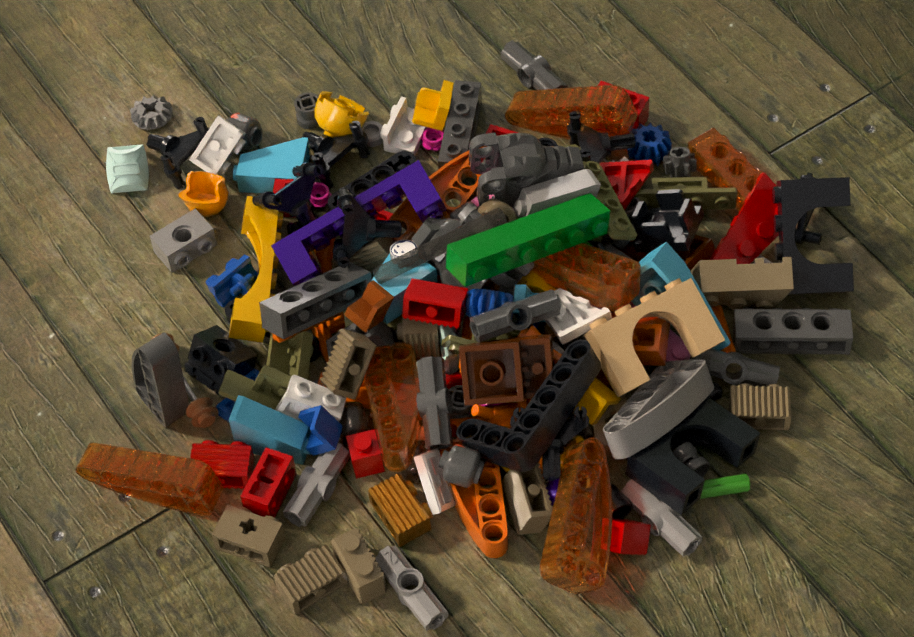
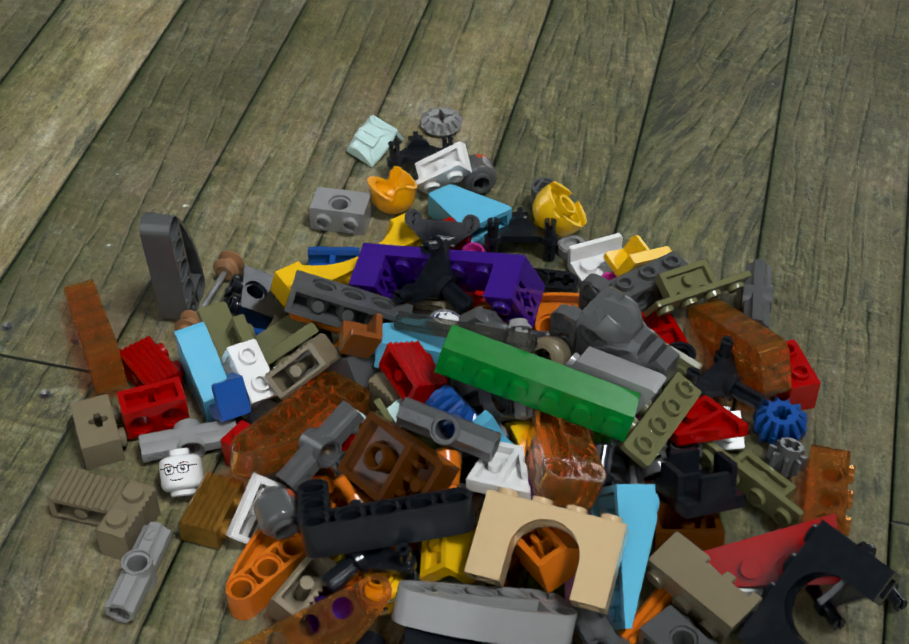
camera: 45 degrees right, 10 degrees down
(349, 506) = (181, 472): none -> white head
(498, 96) = (689, 284): none -> olive bracket

